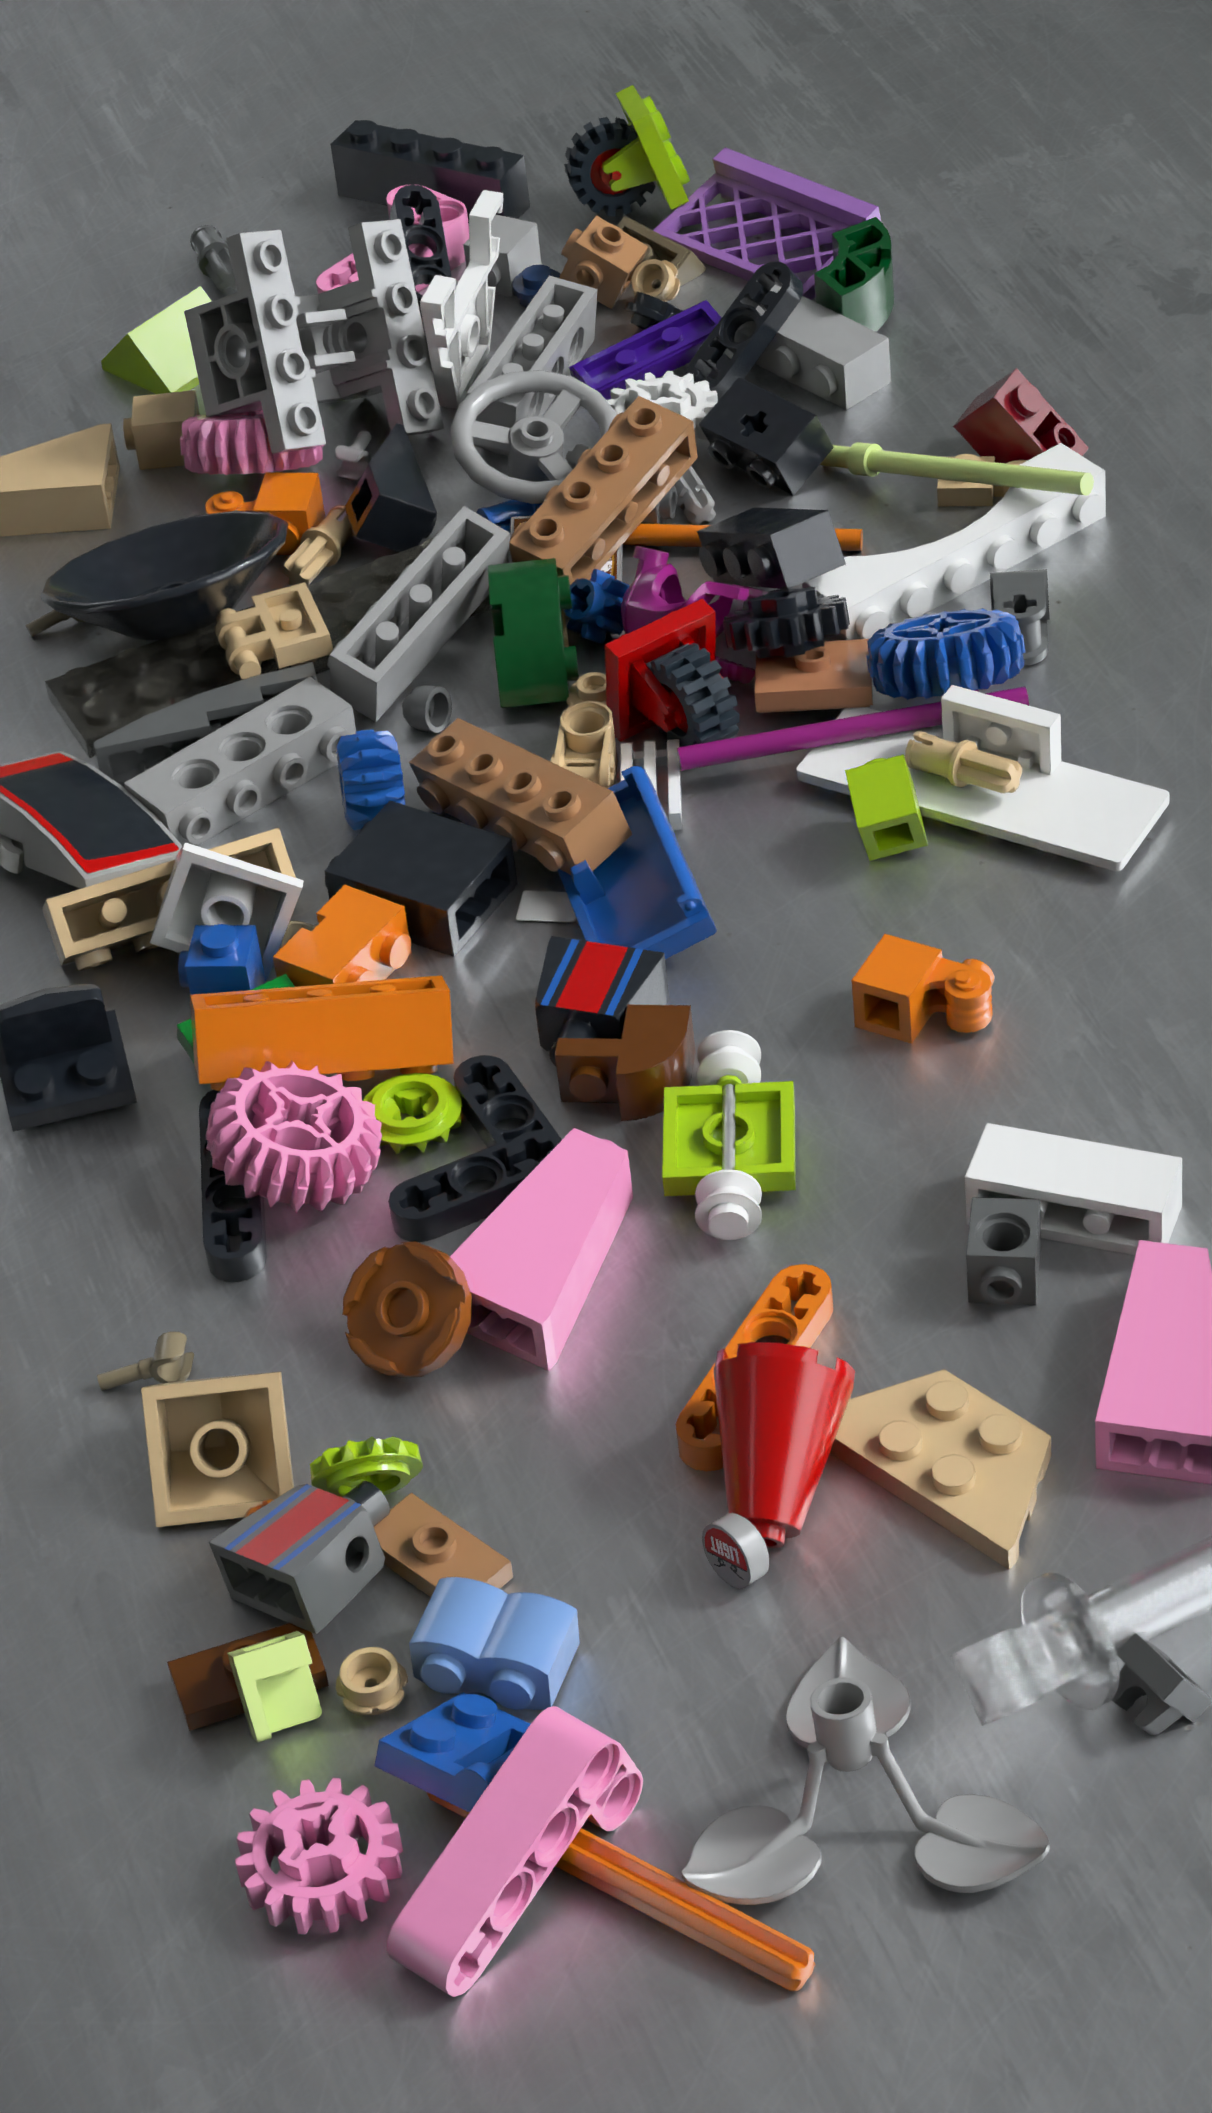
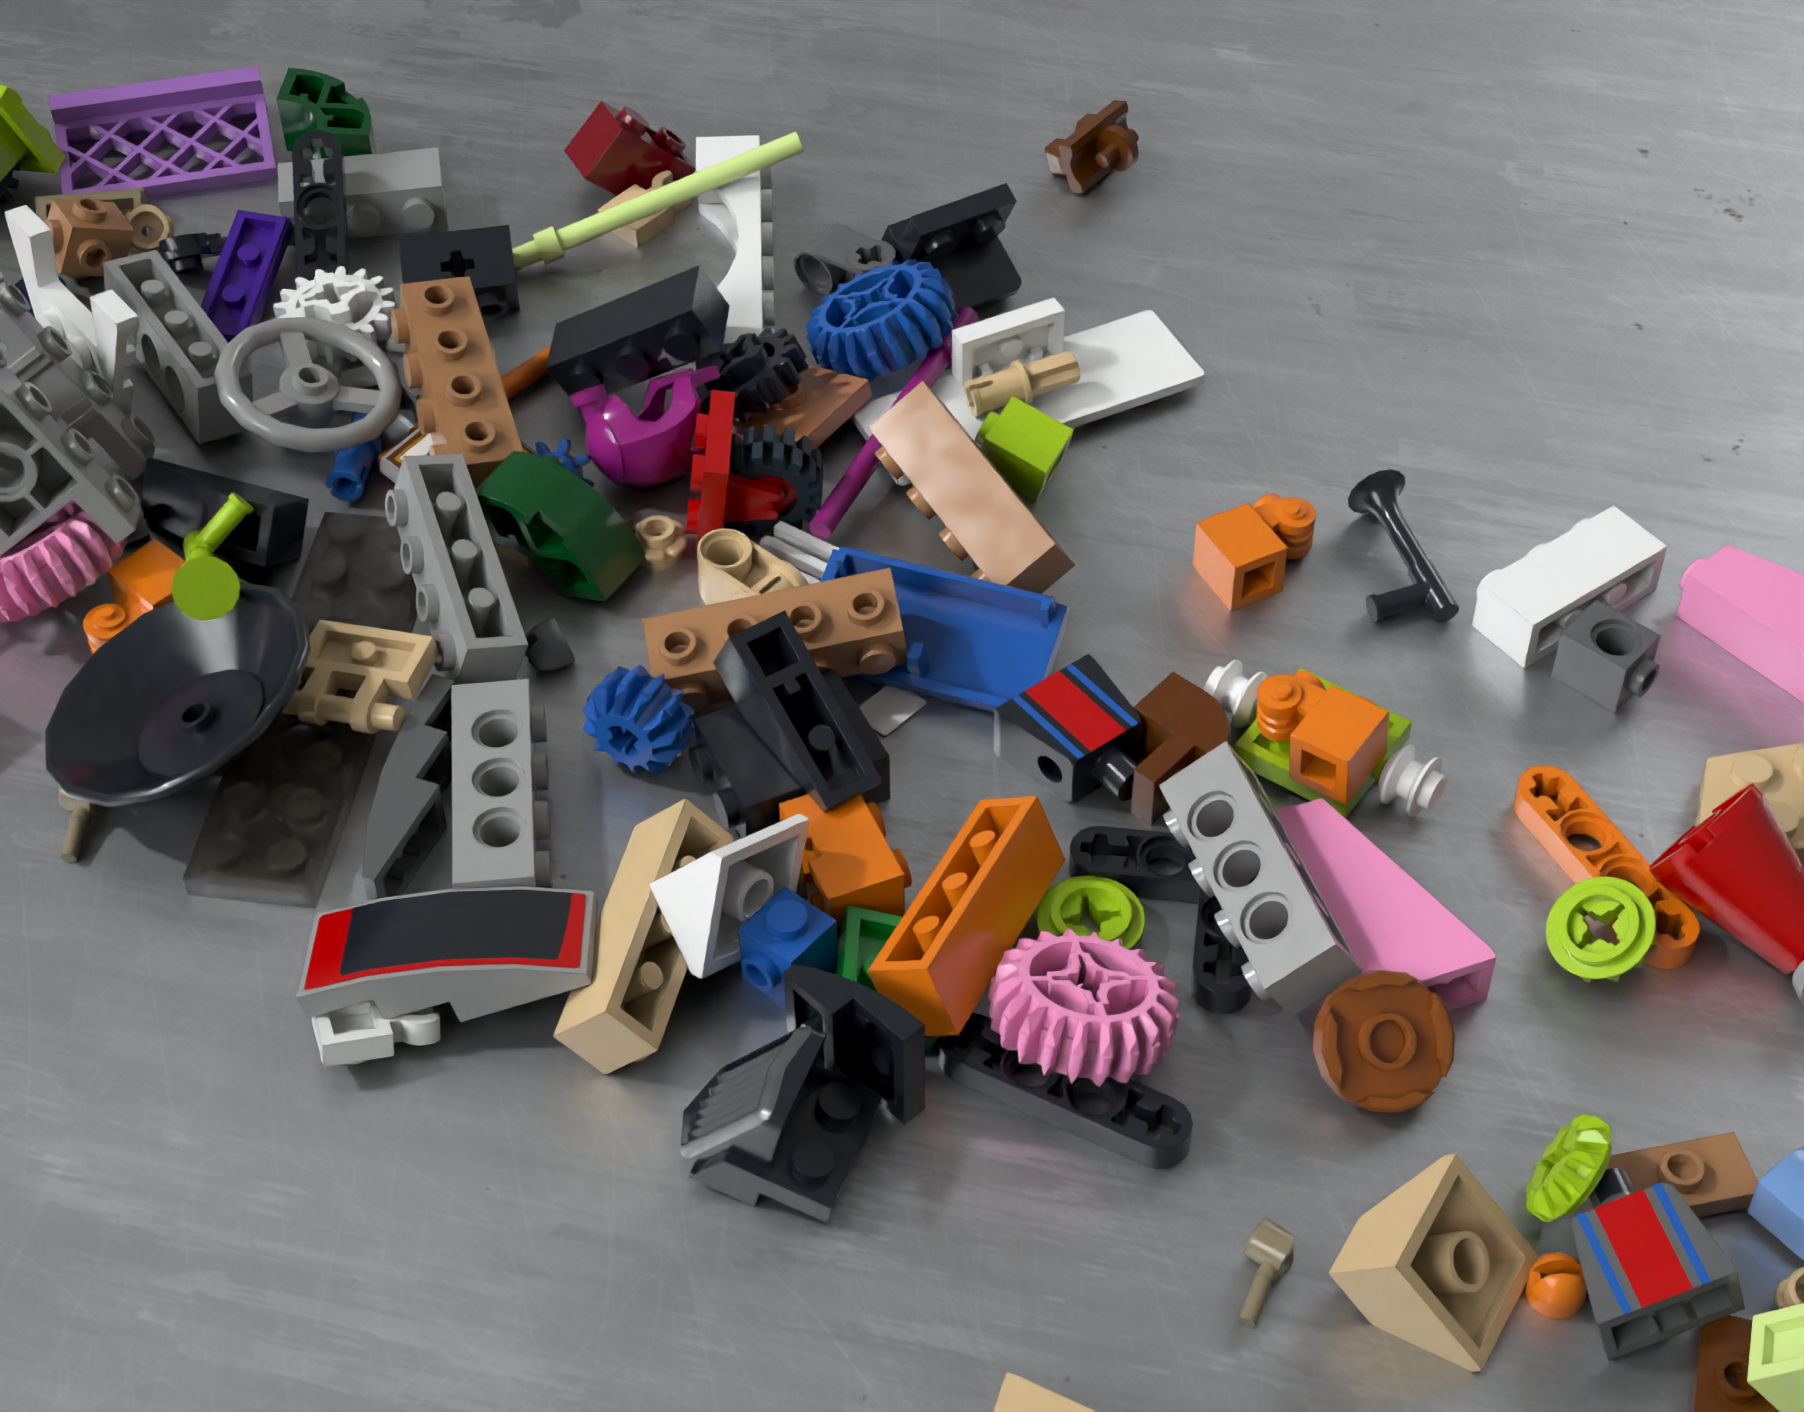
camera: 60 degrees left, 5 degrees up
(146, 1041) = (865, 1037): none -> black slope
(245, 504) = (205, 584): none -> lime piece
(418, 827) = (795, 711): none -> black slope
(492, 1149) = (1239, 836): none -> light grey brick
(658, 1385) = (1601, 900): none -> lime gear
(694, 1120) = (1331, 732): none -> orange brick
(781, 804) = (967, 493): none -> brick
(1065, 1029) = (1379, 496): none -> black piece
(1091, 648) = (963, 246): none -> black piece

